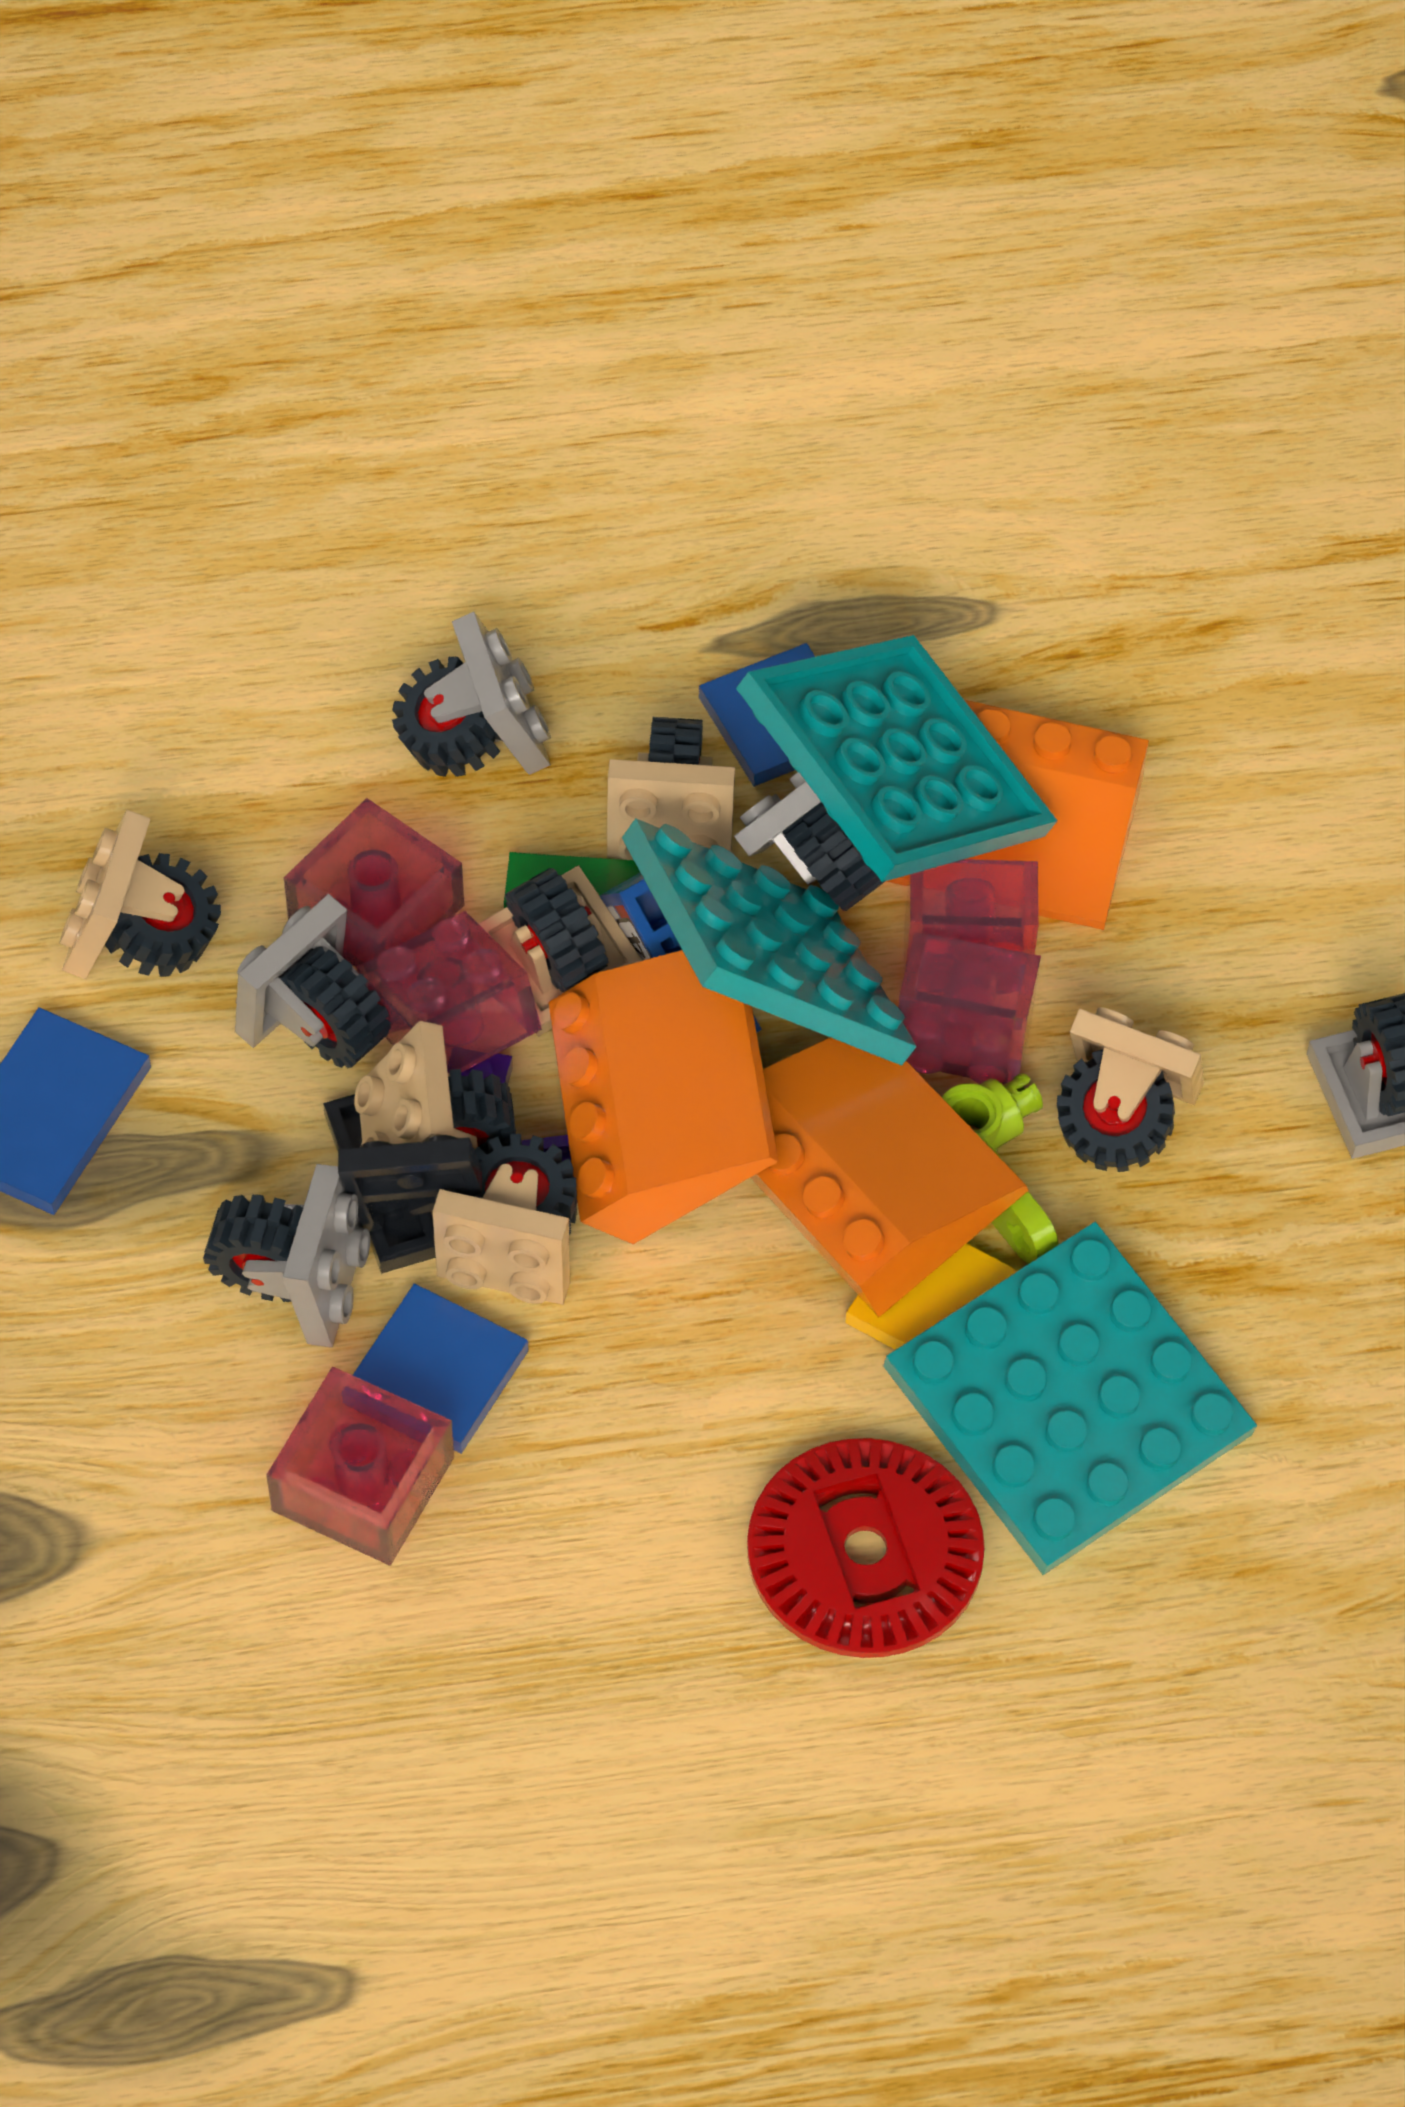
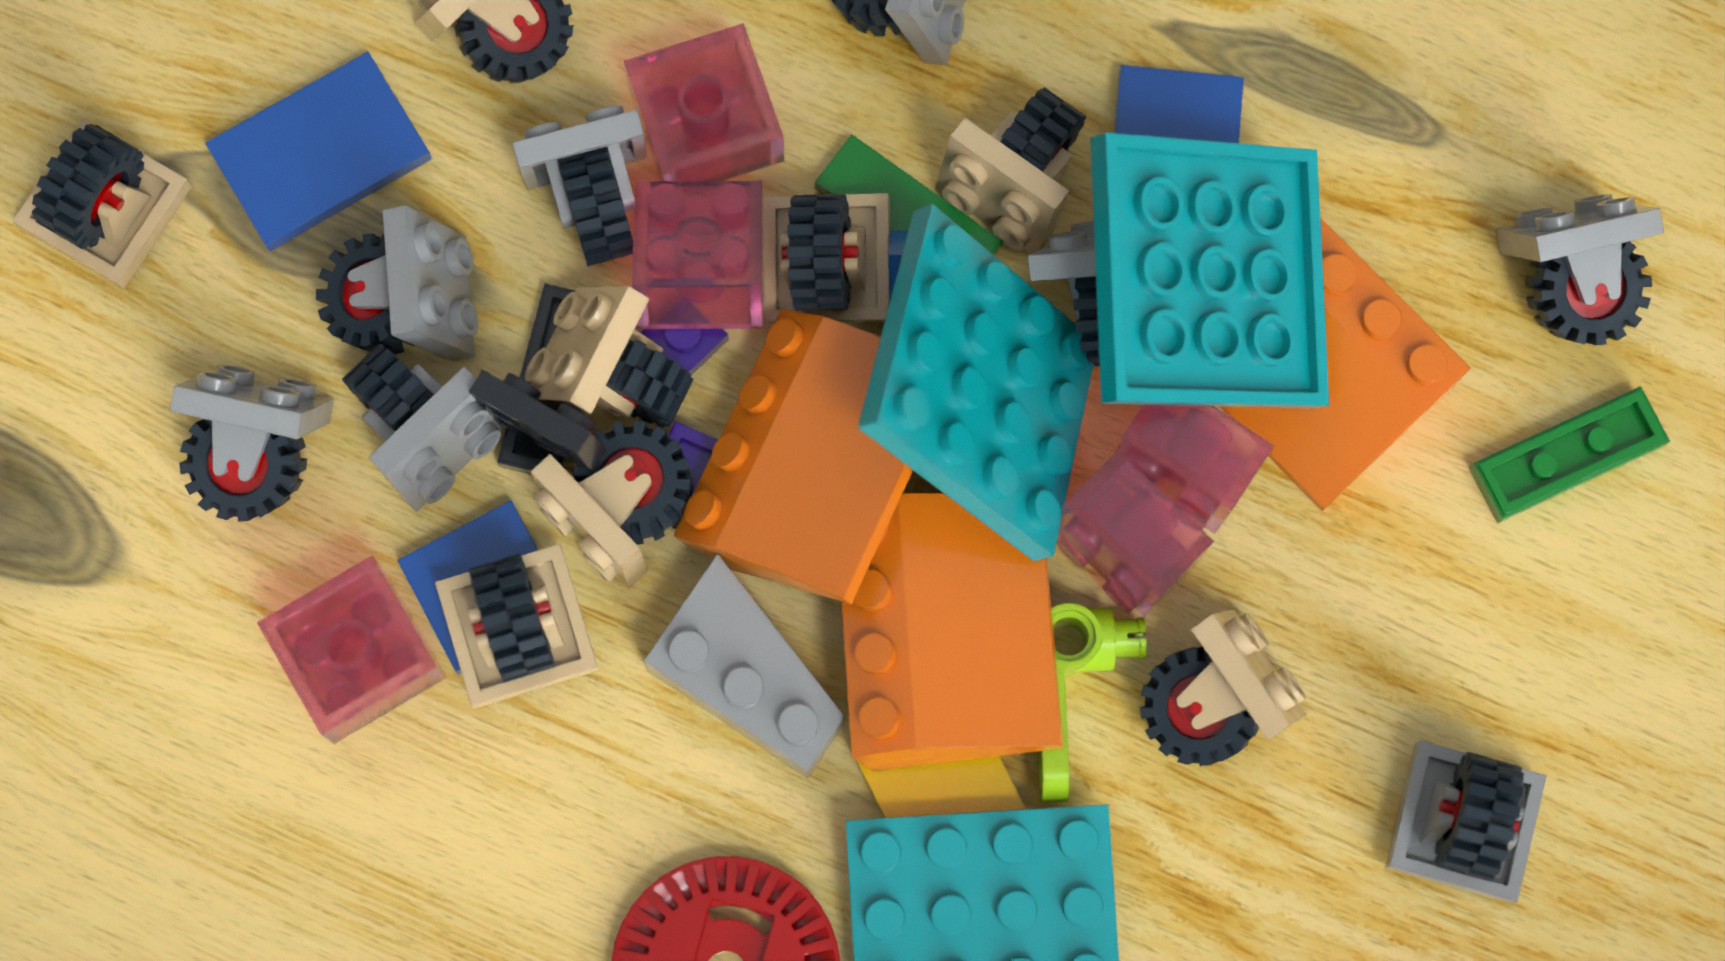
camera: 30 degrees right, 20 degrees up
(150, 1362) = (249, 439): none -> plate
(199, 1164) = (403, 288): none -> light grey plate
(491, 1364) = (516, 625): none -> tan plate
(720, 1299) = (744, 672): none -> light grey wedge
(1182, 629) = (1585, 265): none -> plate
(1269, 780) = (1569, 454): none -> green tile

